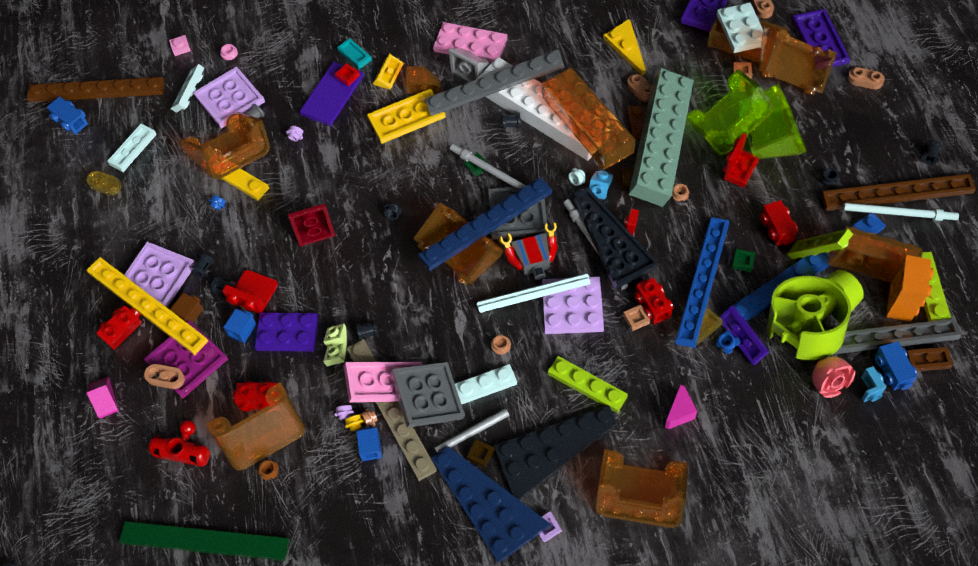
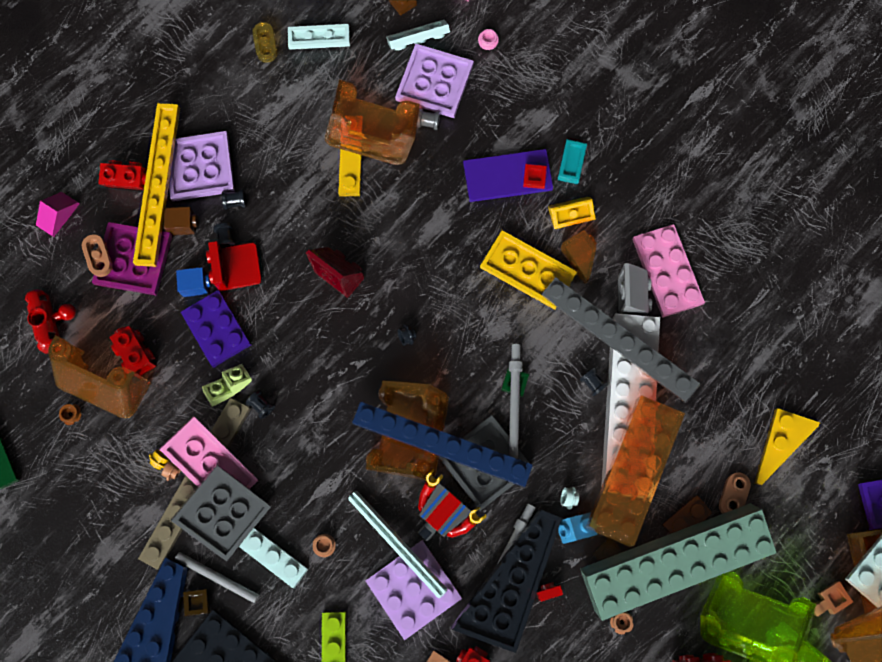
camera: 55 degrees right, 15 degrees up
(217, 202) = (310, 161): blue plate -> none
(294, 133) = (434, 175): lavender plate -> none
(344, 412) = (161, 439): lavender plate -> none
(369, 444) = (145, 489): blue brick -> none

